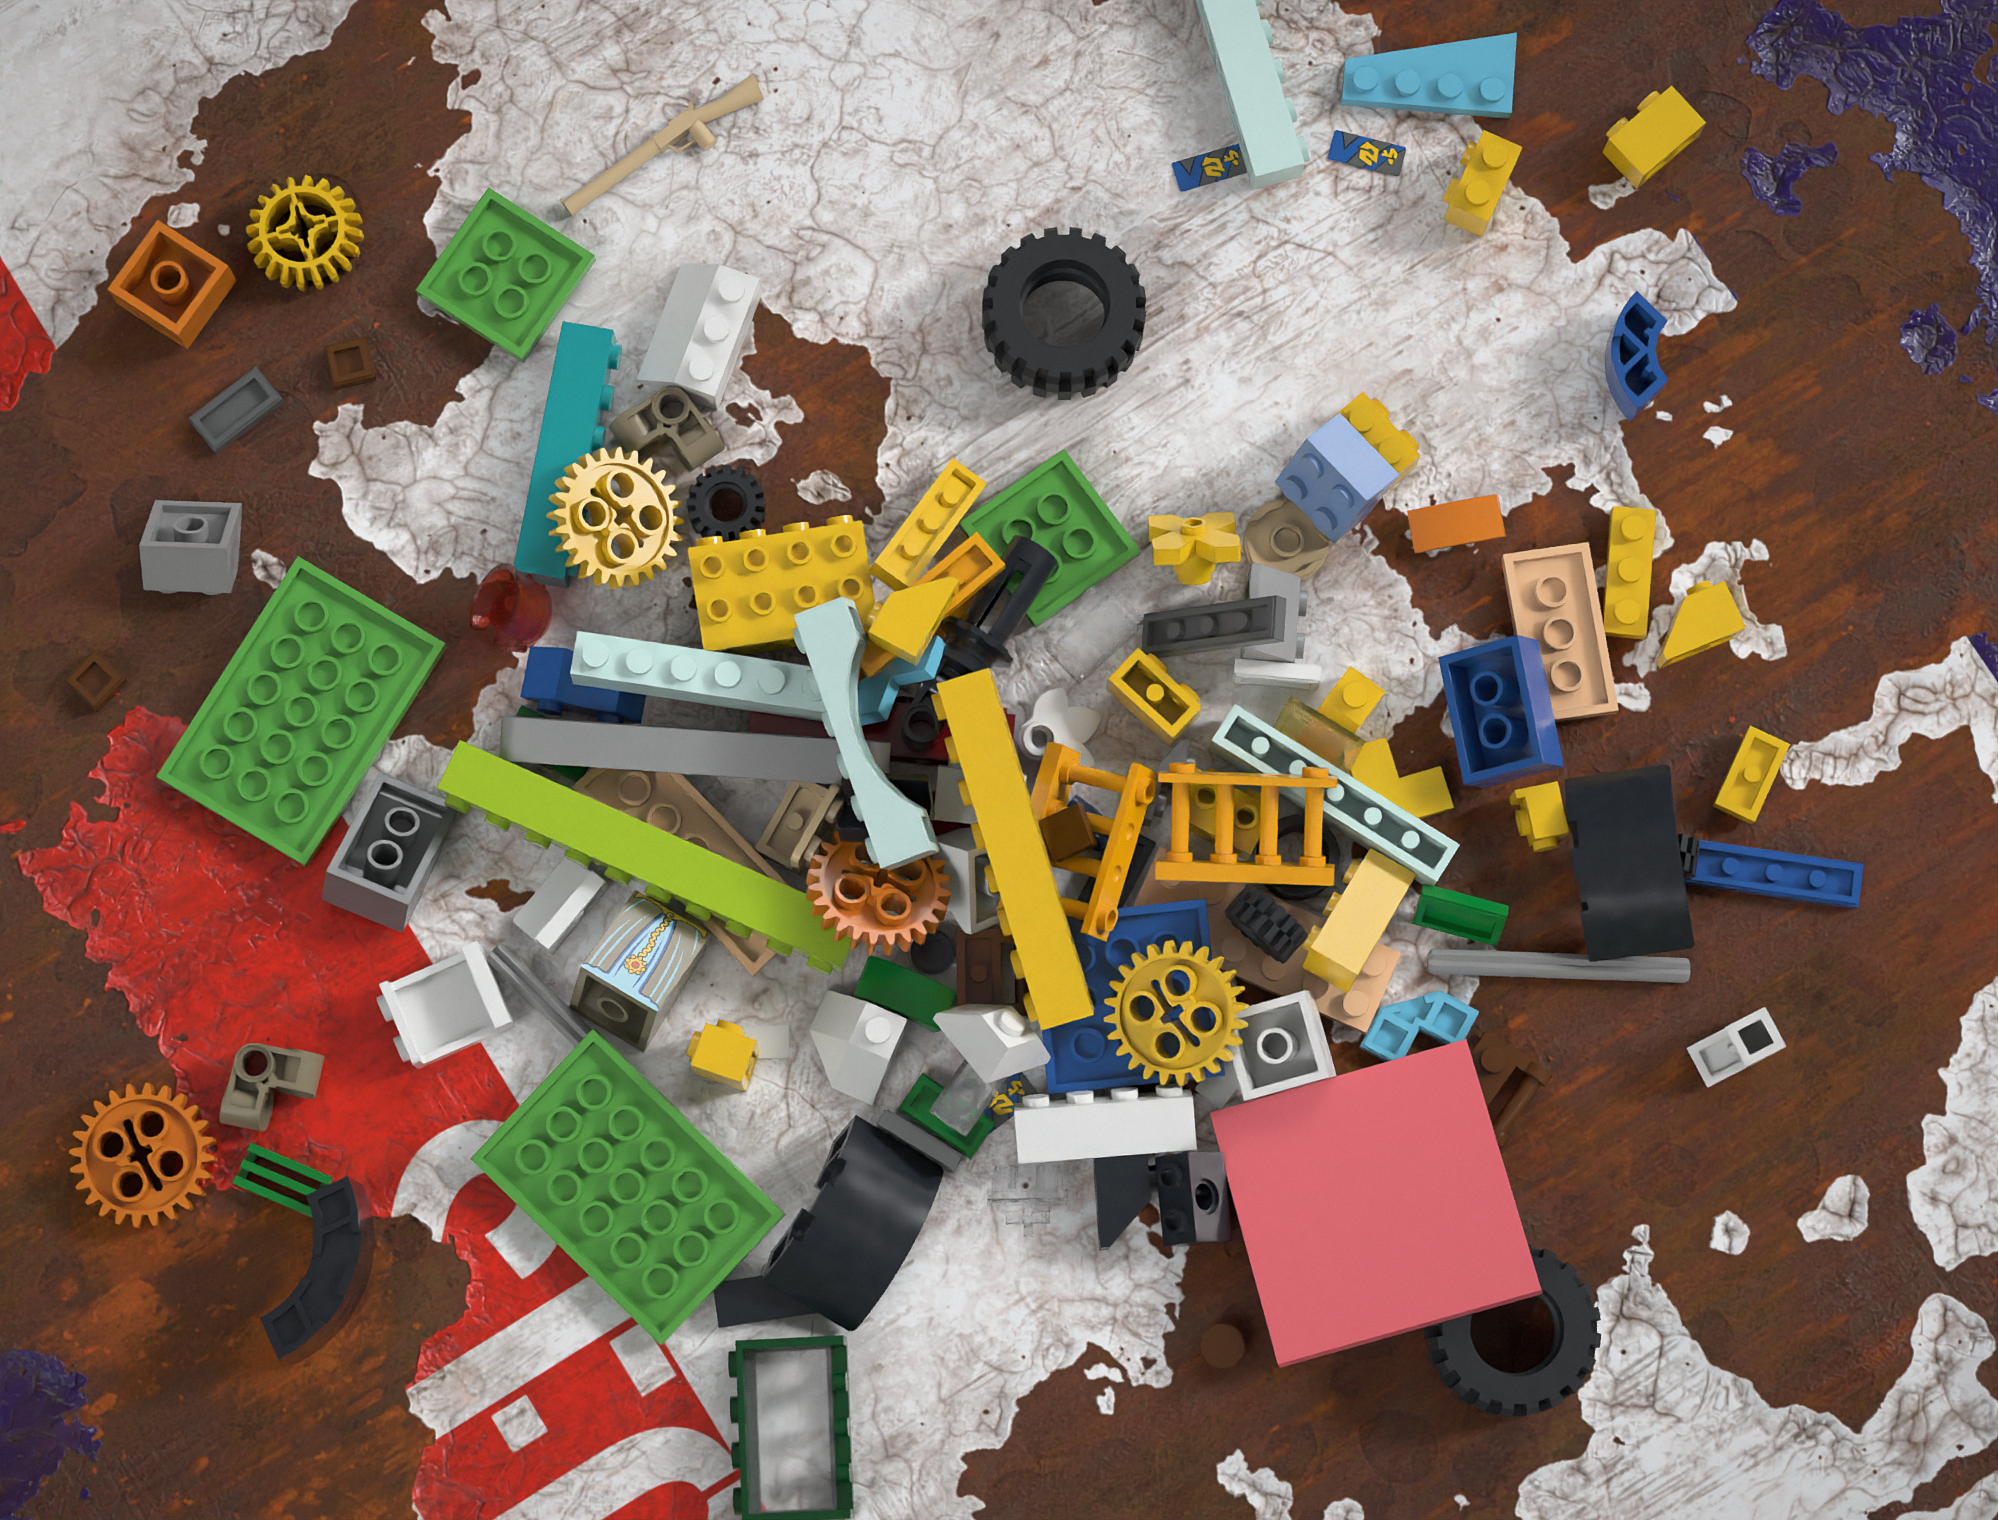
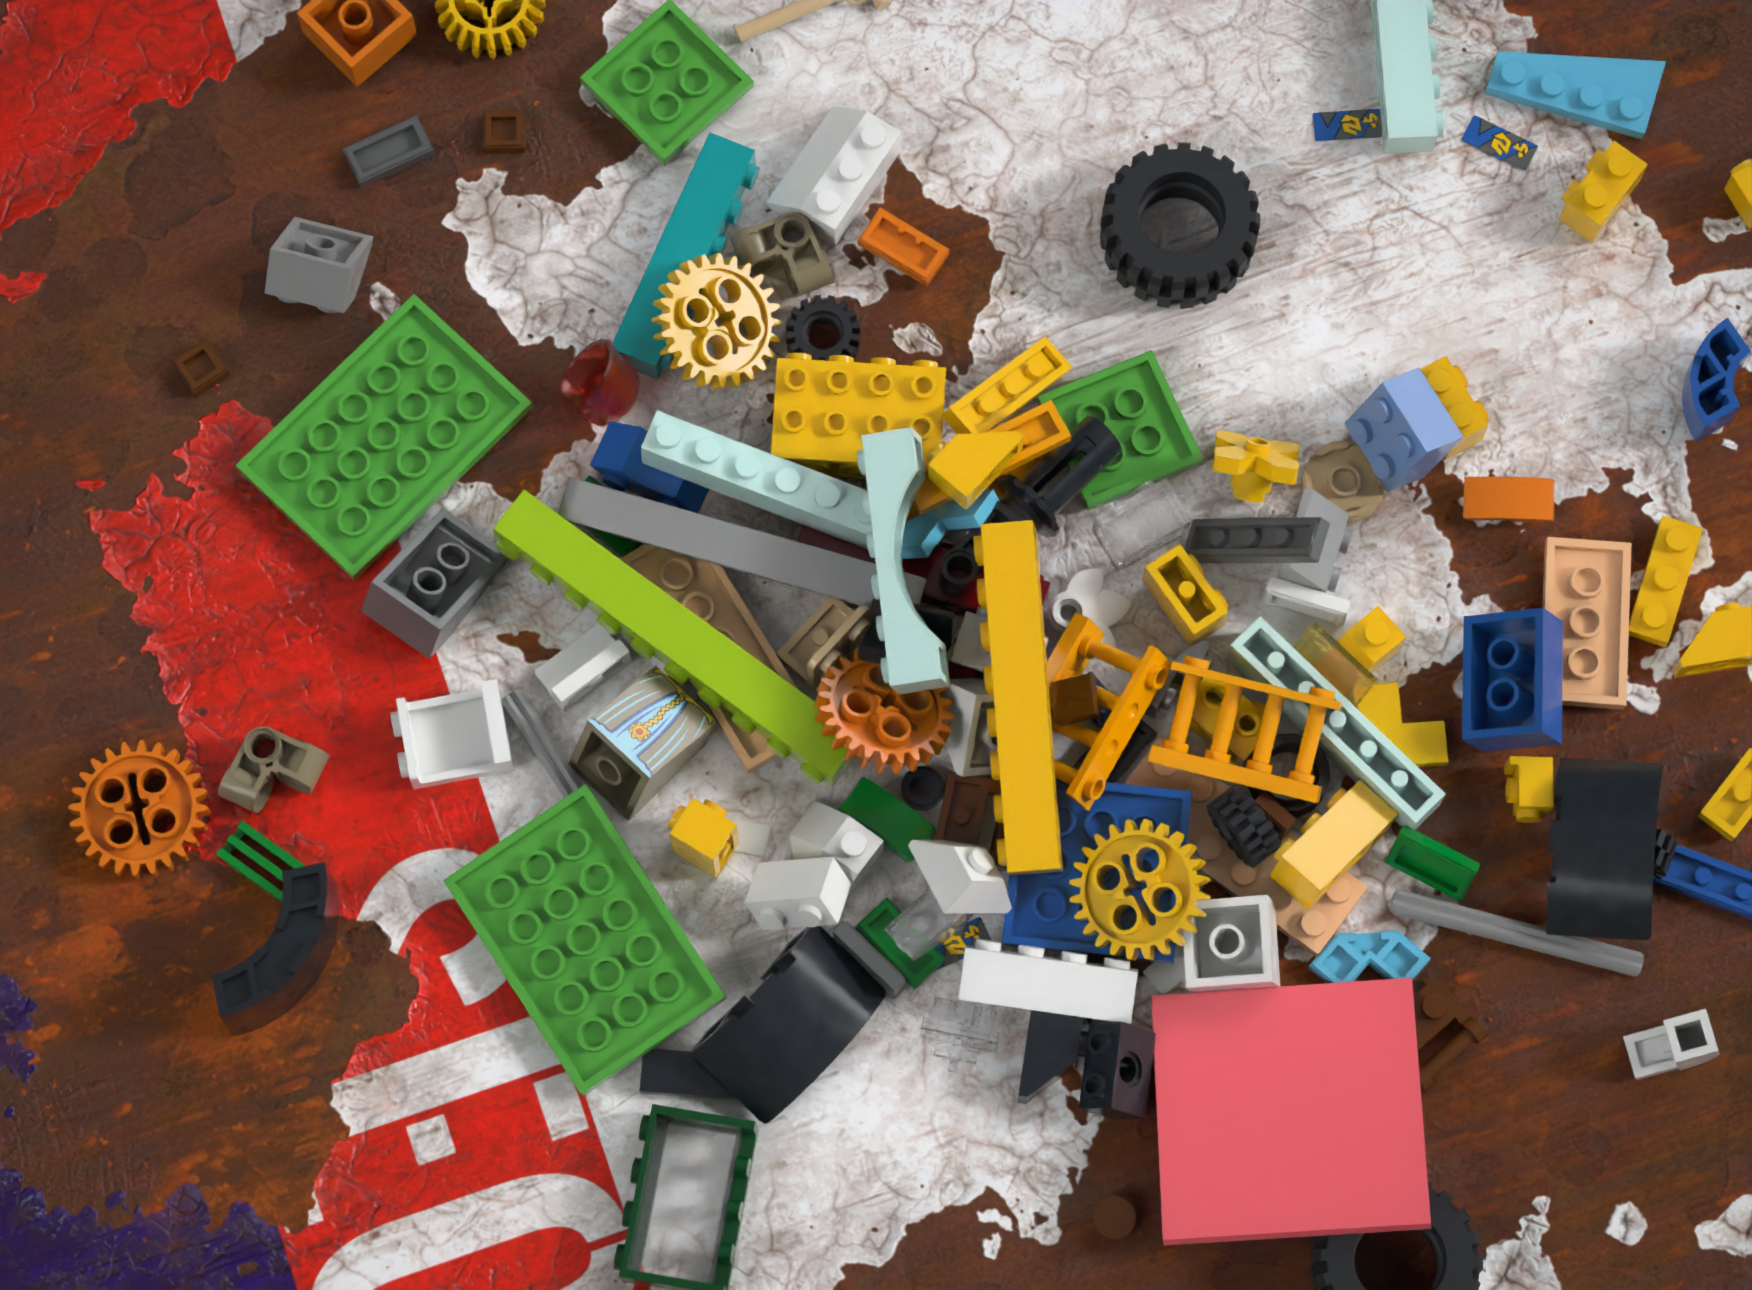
camera: 15 degrees right, 5 degrees down
(787, 395) = (903, 247): none -> orange plate
(833, 1093) = (798, 893): none -> white brick
(1294, 904) = (1279, 817): none -> reddish brown tile

